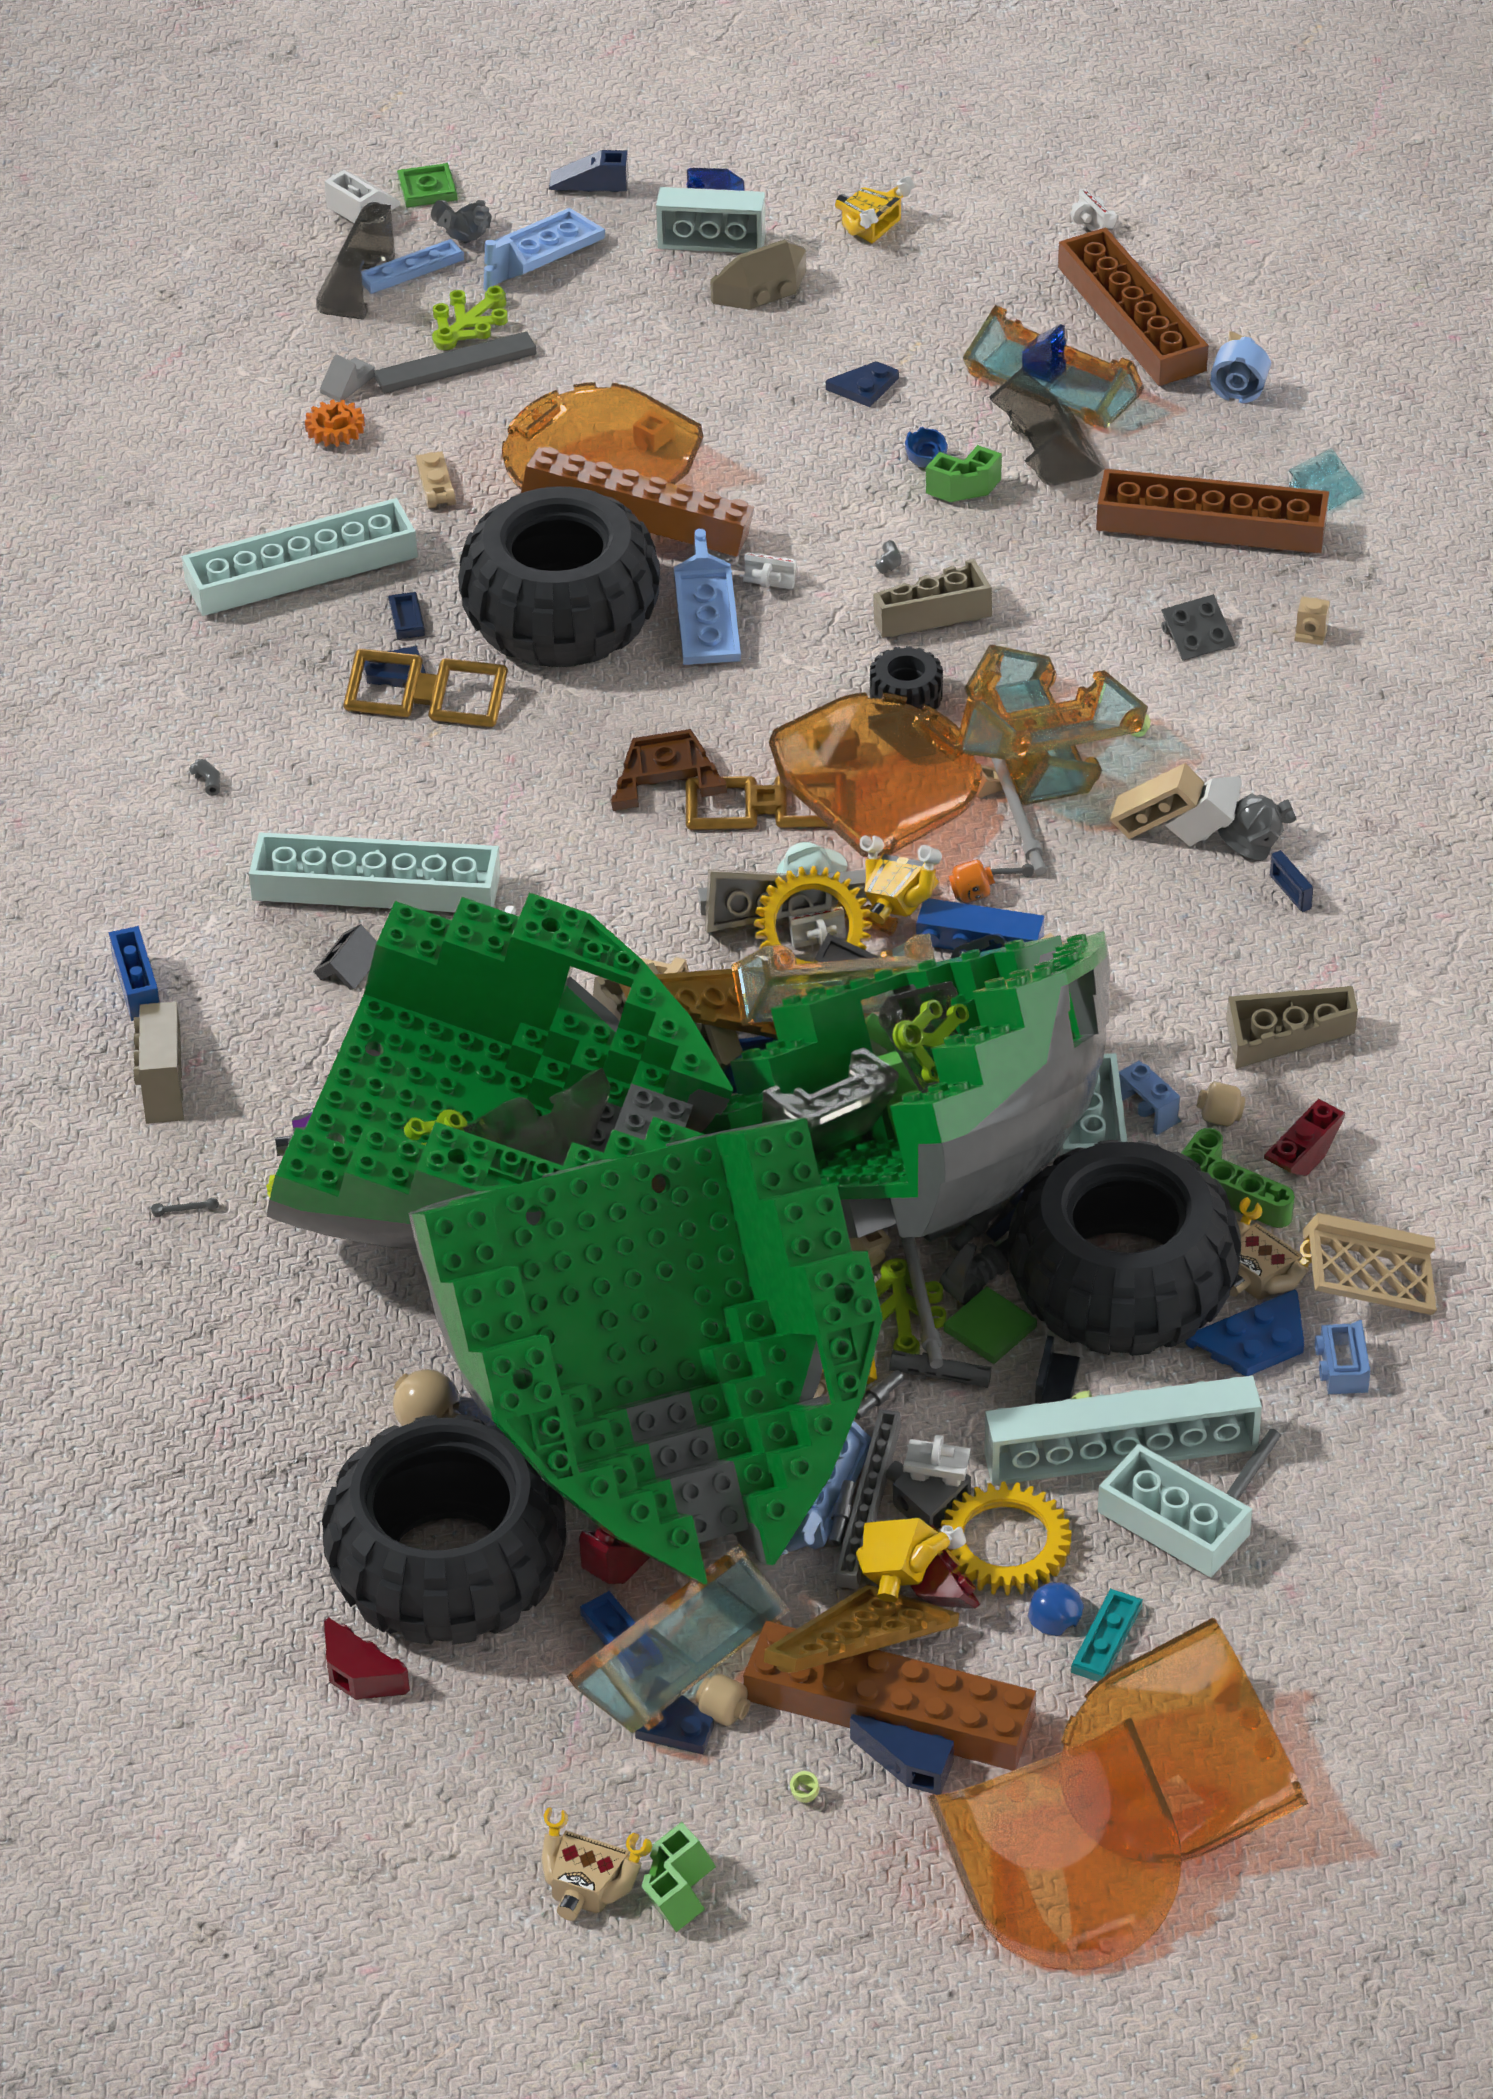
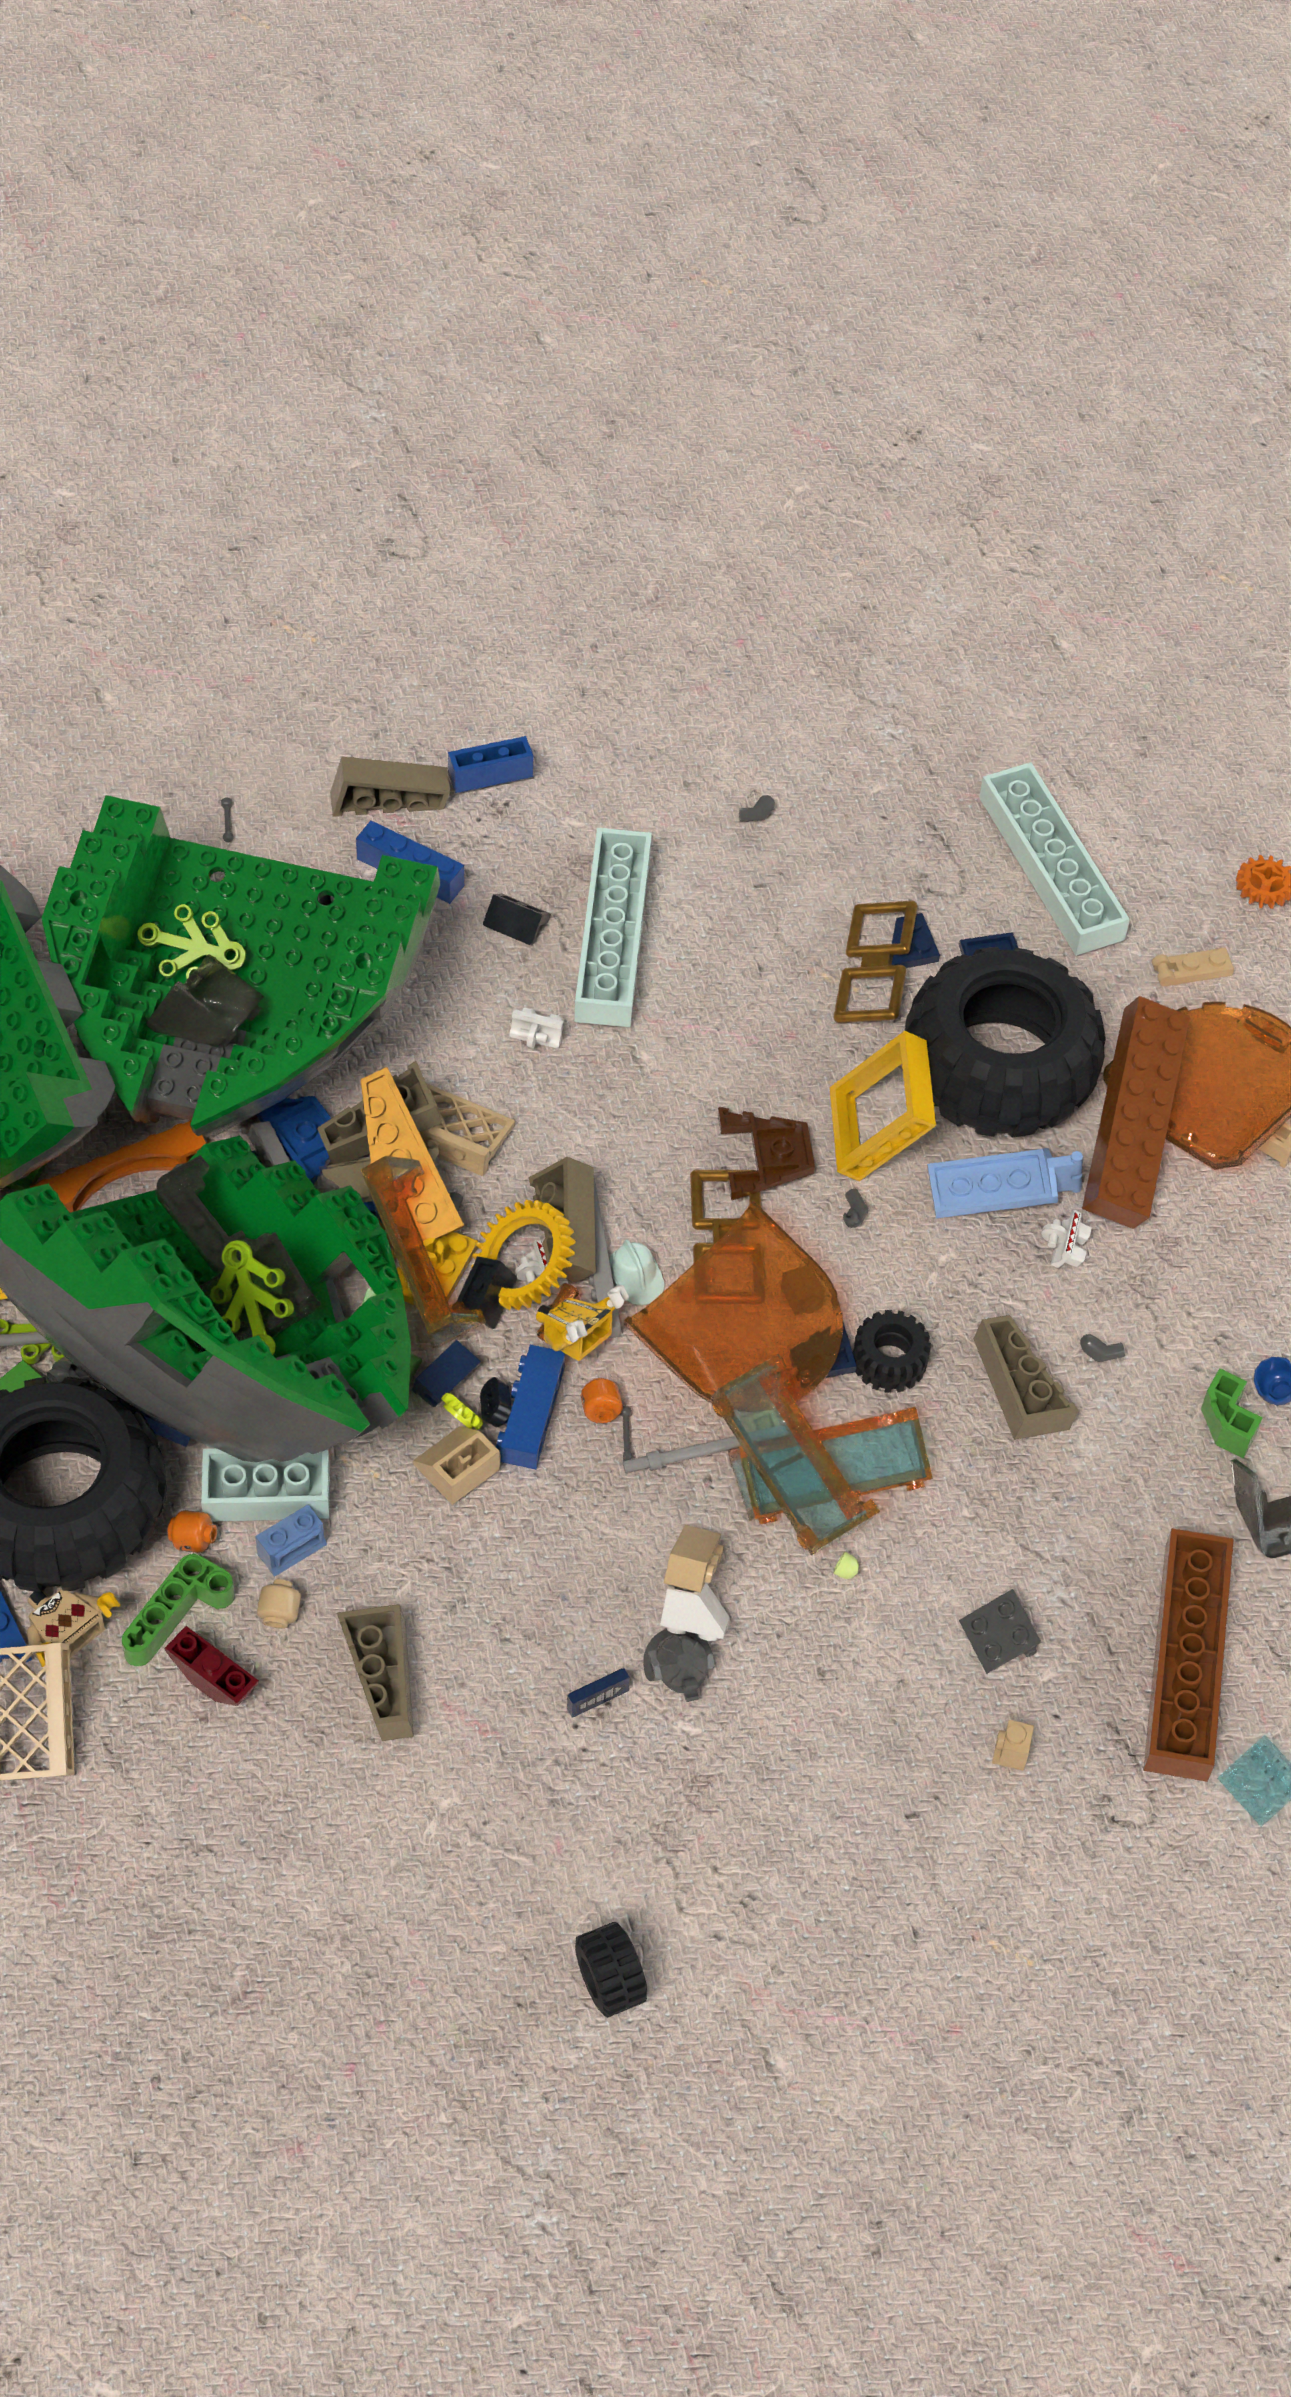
camera: 85 degrees right, 10 degrees up
(269, 1039) = (378, 841): none -> blue brick
(588, 675) = (861, 1160): none -> yellow window
(735, 710) = (857, 1211): none -> dark grey arm

